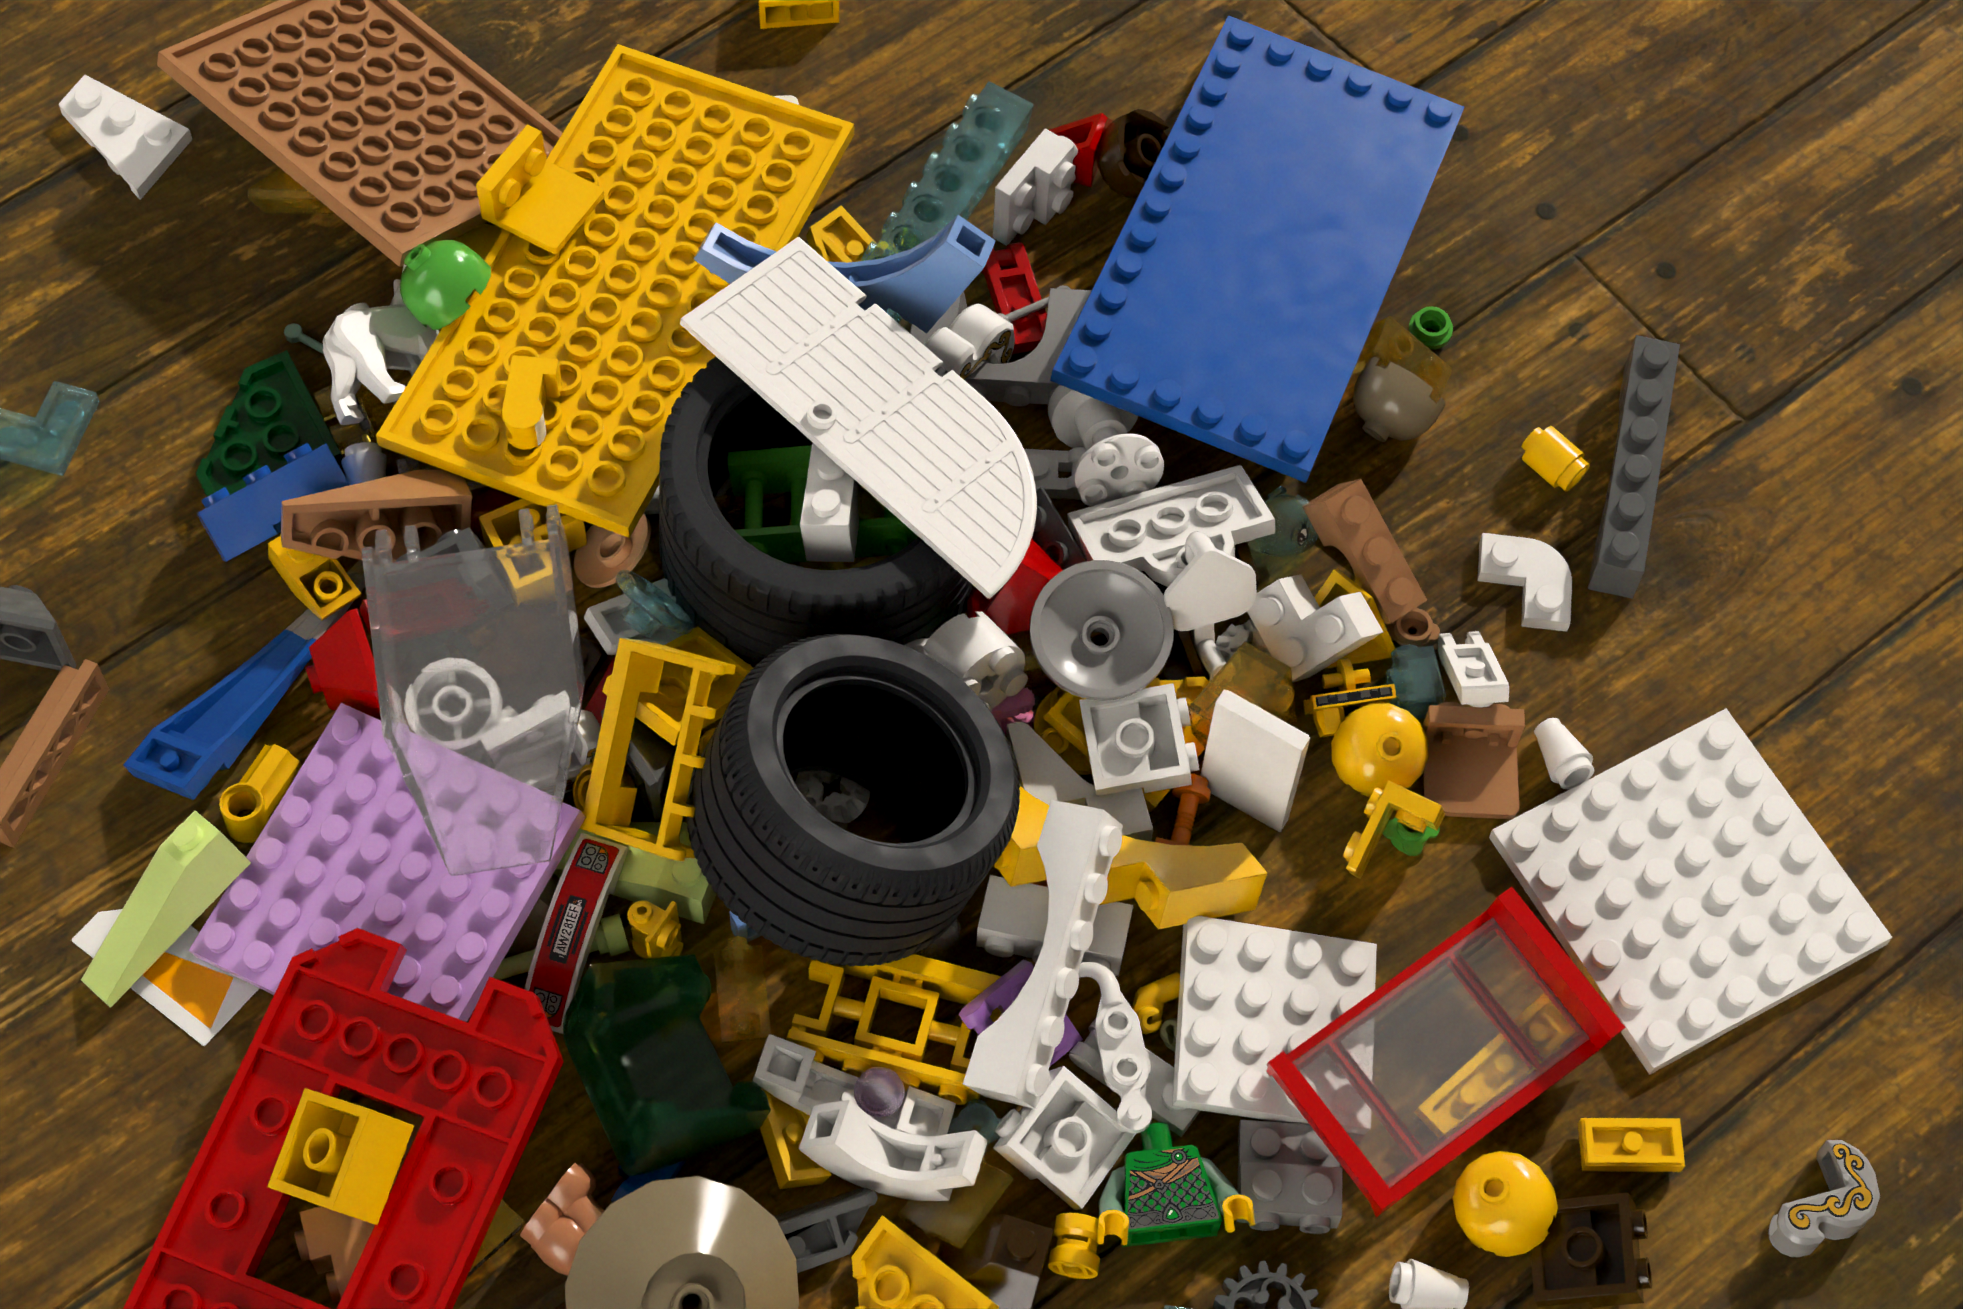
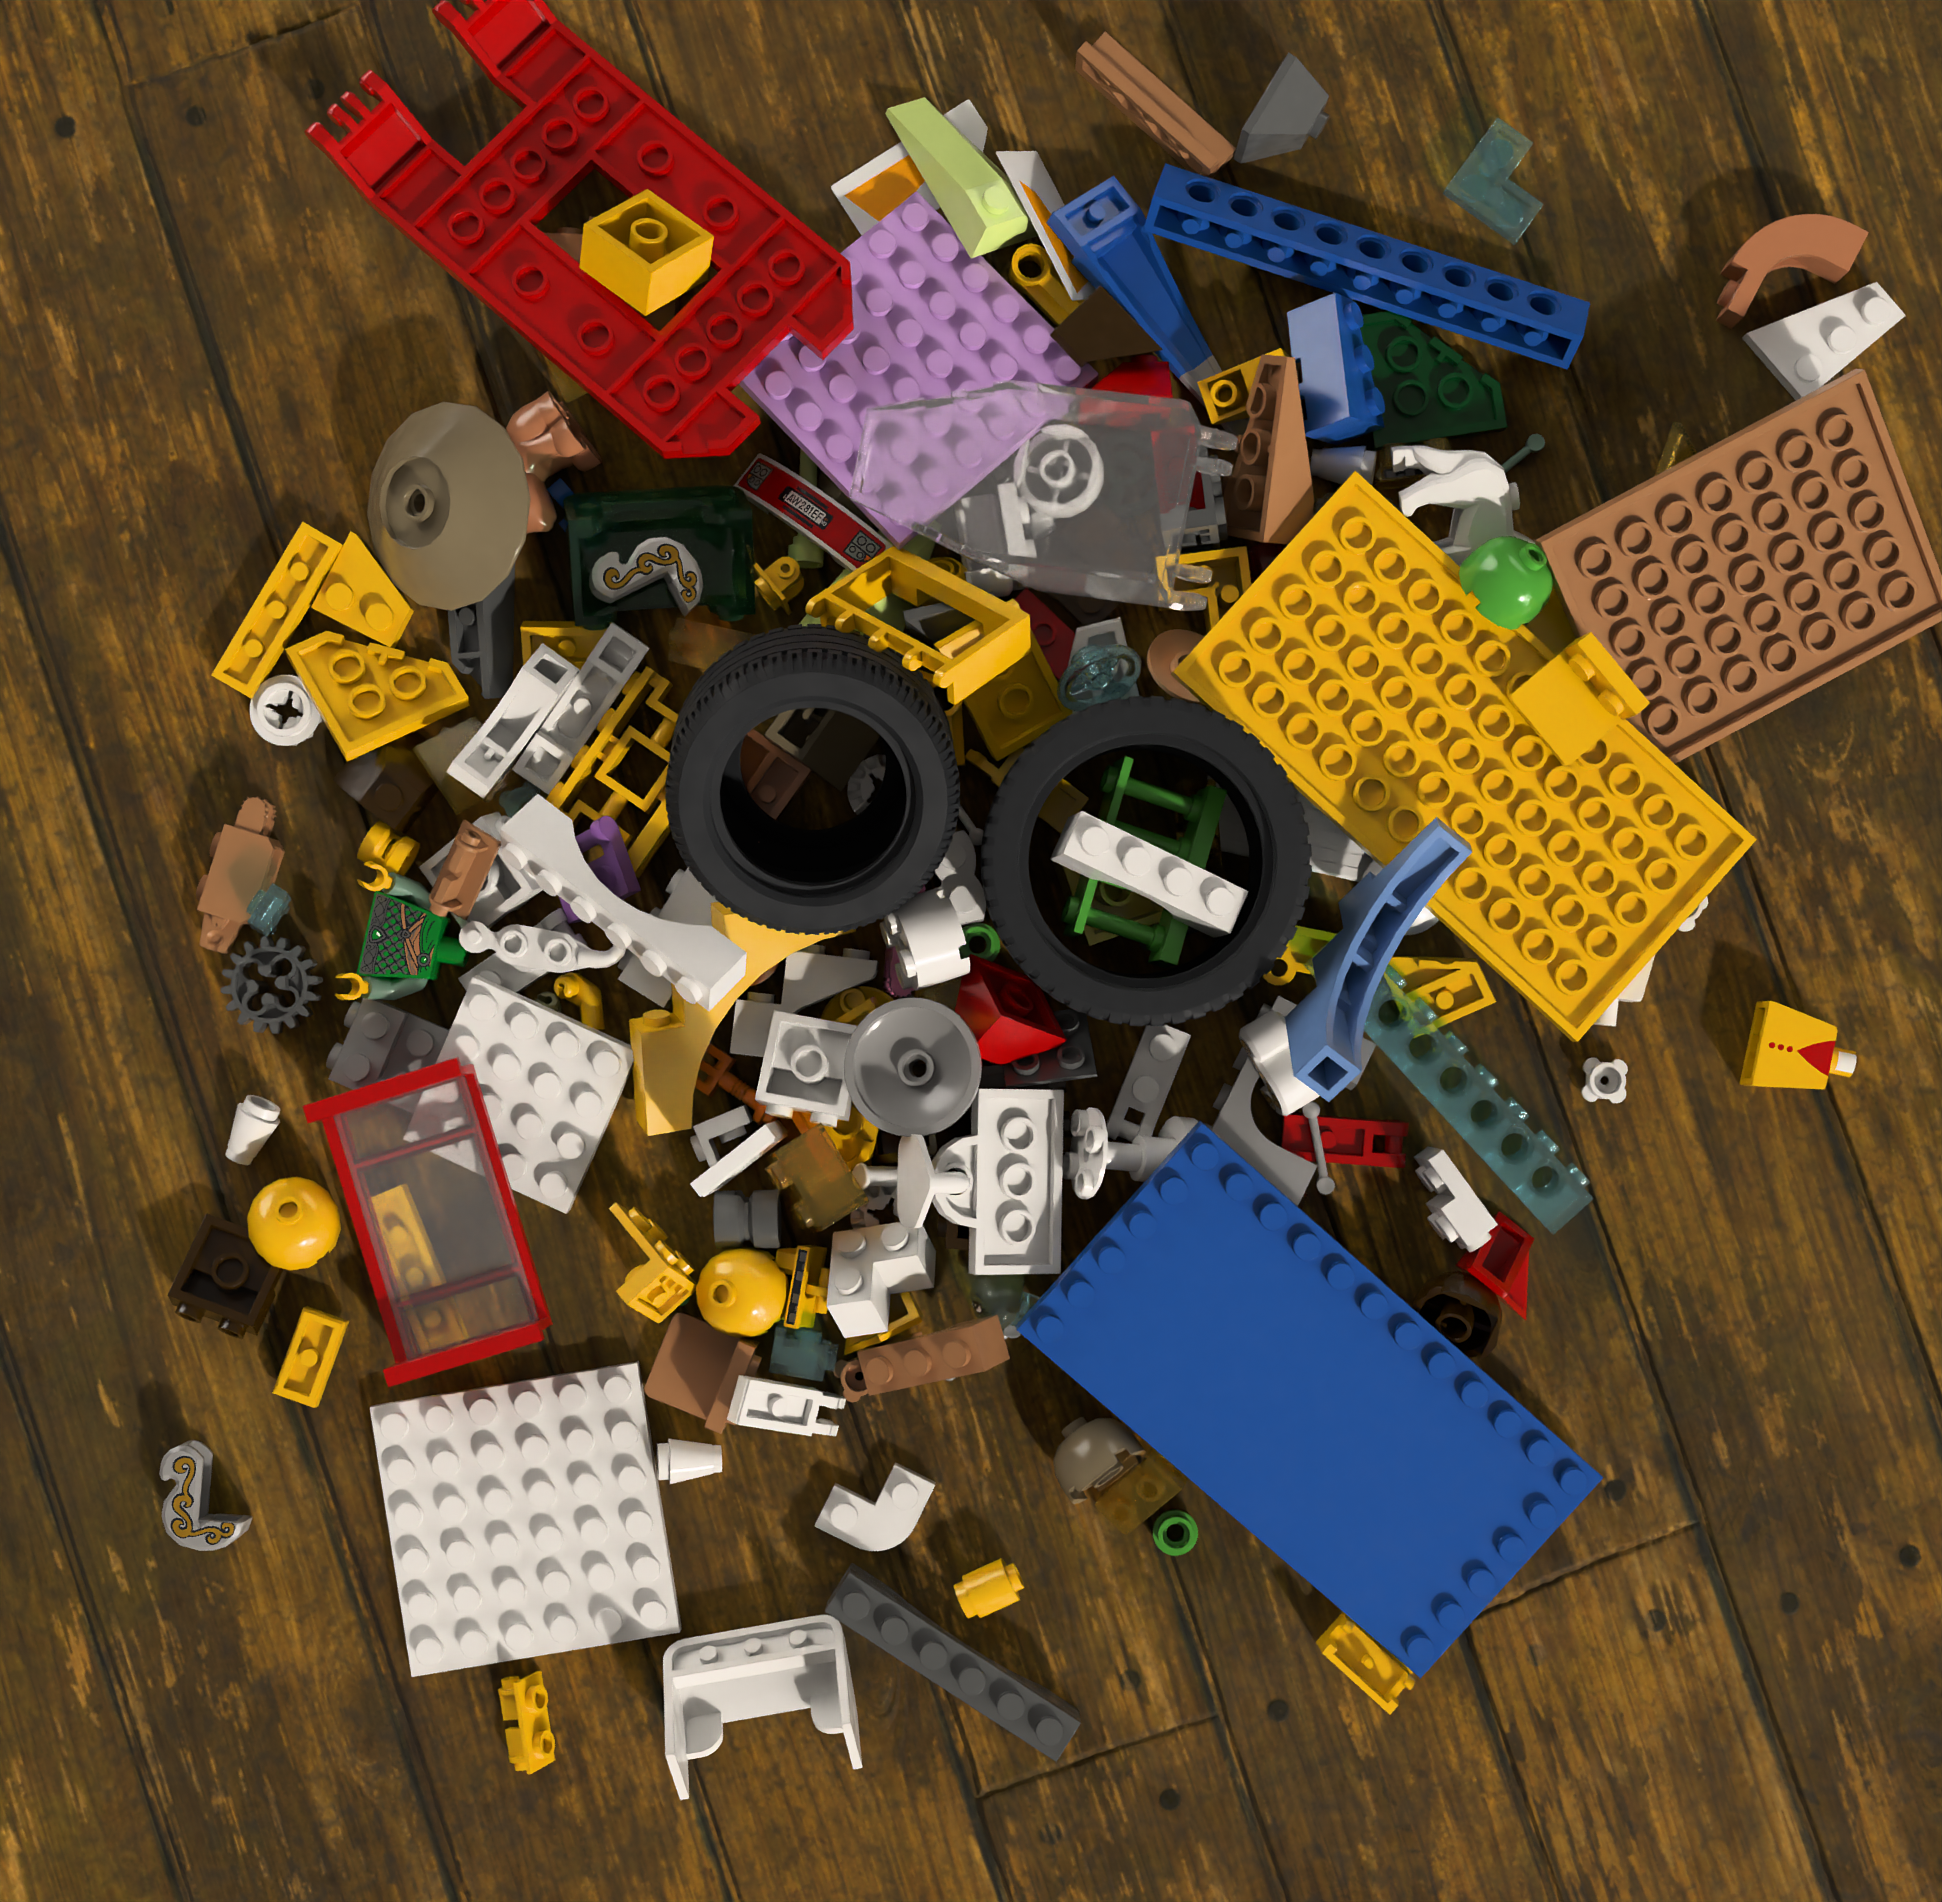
camera: 115 degrees right, 25 degrees up
(35, 153) = (1800, 241): none -> nougat arch
(158, 516) = (1367, 266): none -> blue brick
(185, 806) = (1040, 201): none -> white sticker
(295, 709) = (1101, 331): none -> dark brown slope
(525, 398) = (1339, 615): yellow leg -> none
(674, 1060) = (647, 564): none -> white animal
(874, 106) = (1615, 1073): none -> white plate
(878, 408) = (1187, 924): white door -> none
(879, 1091) = (571, 728): plate -> none
(1070, 1144) = (463, 871): none -> medium nougat hinge
(1227, 825) = (726, 1126): none -> white bracket
(1321, 777) = (747, 1219): none -> dark grey wheel
(1470, 150) = (1365, 1662): none -> yellow hinge
(1722, 624) = (753, 1676): none -> white windscreen
(1895, 808) = (532, 1742): none -> yellow hinge

